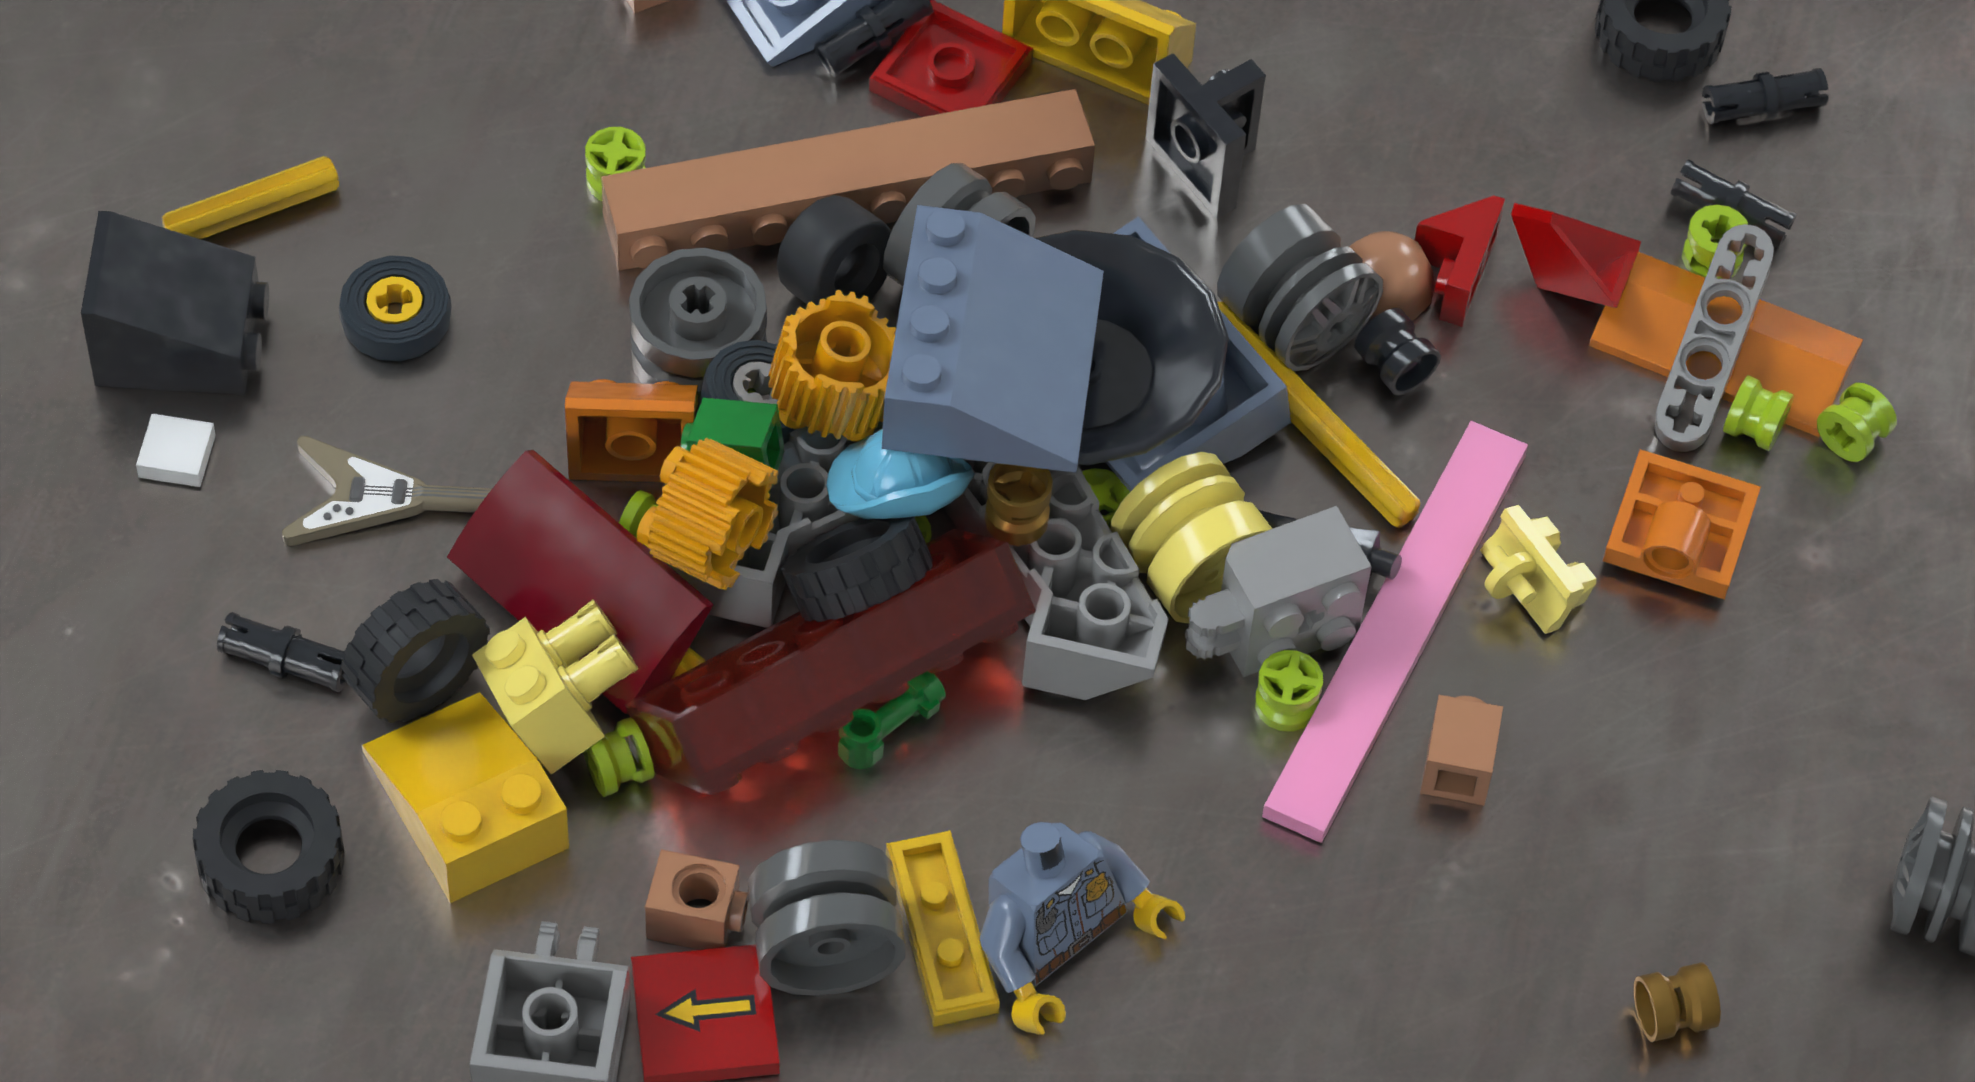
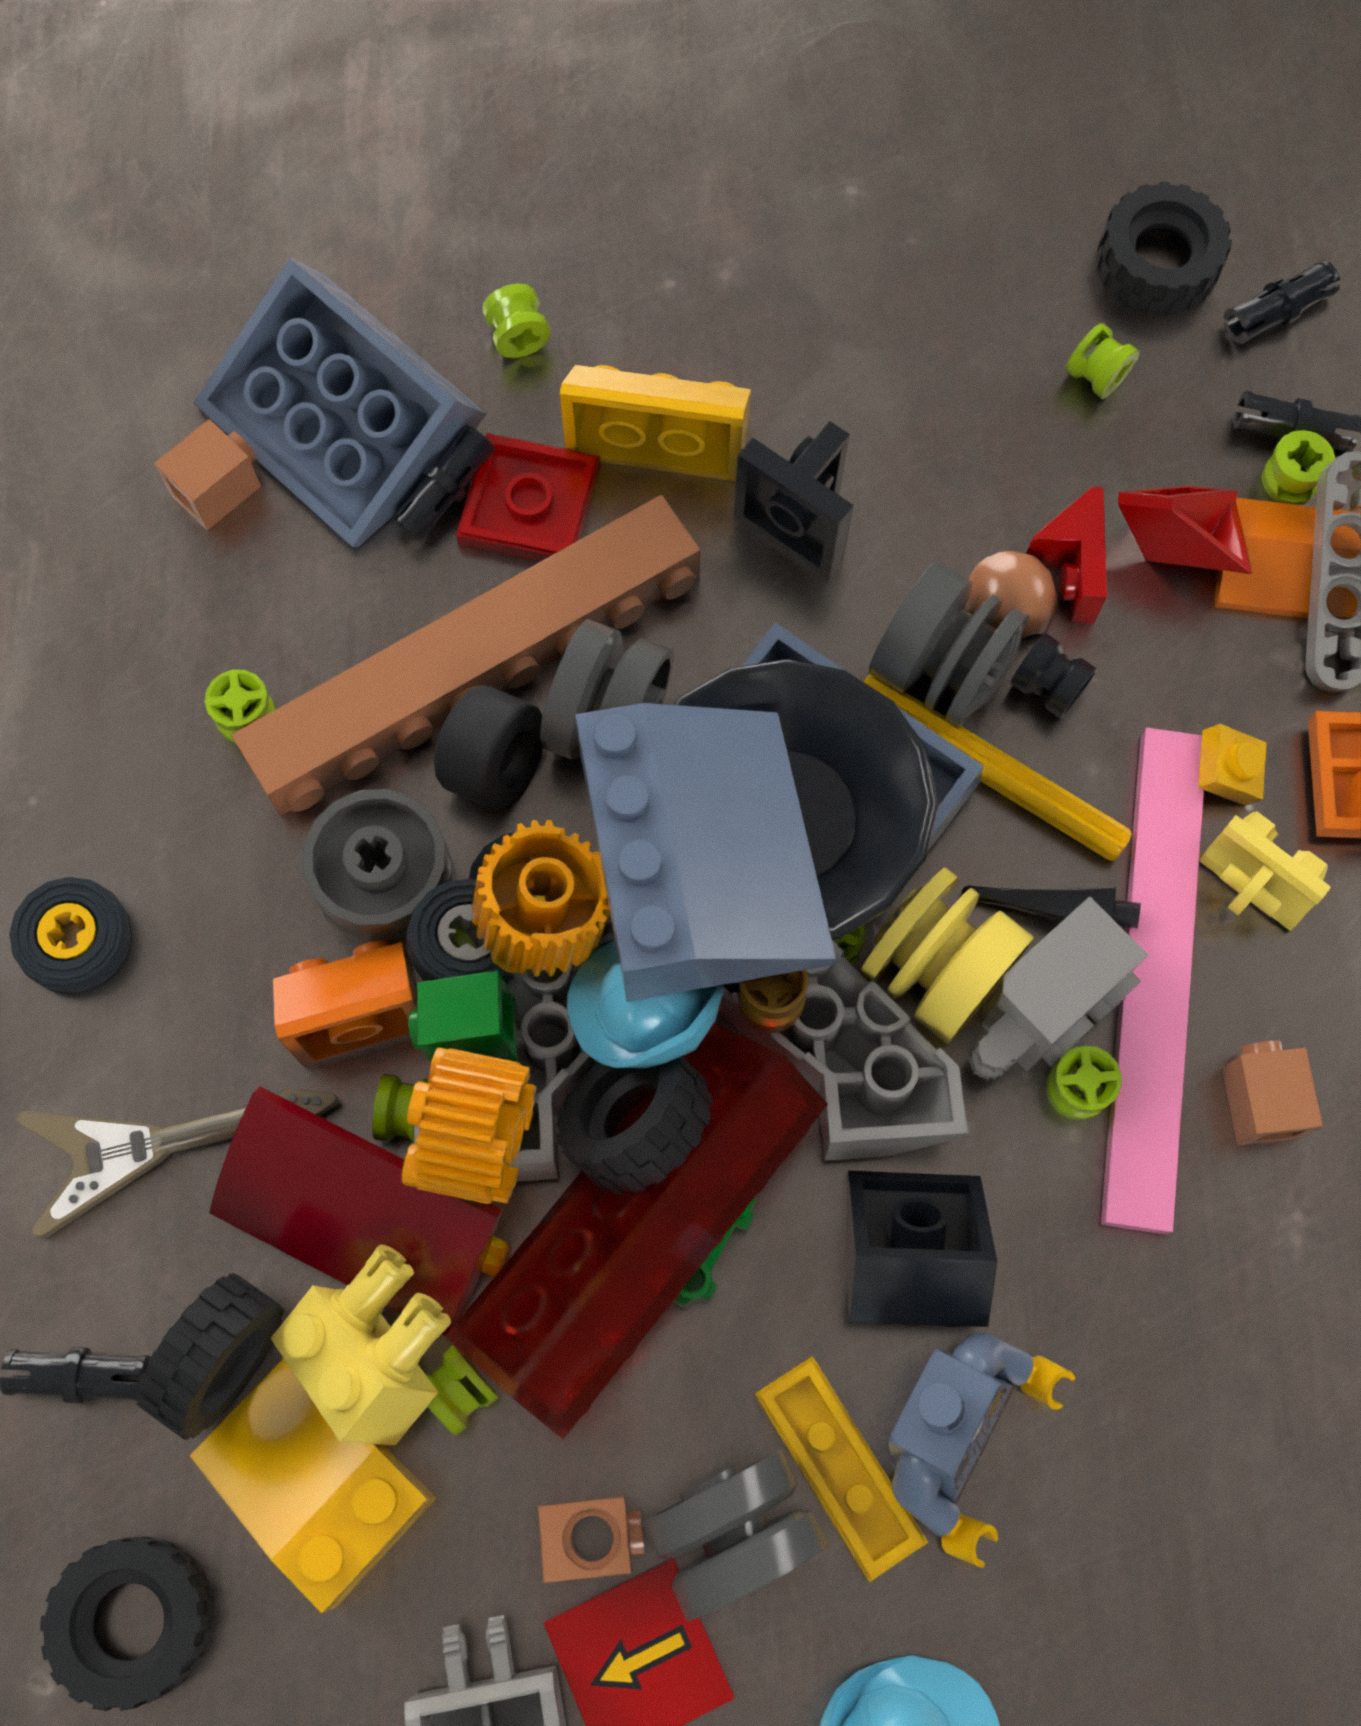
camera: 15 degrees left, 15 degrees up
(1076, 773) = (919, 1249): none -> black slope
(1542, 474) = (1232, 764): none -> yellow plate
(1558, 97) = (1102, 360): none -> lime wheel

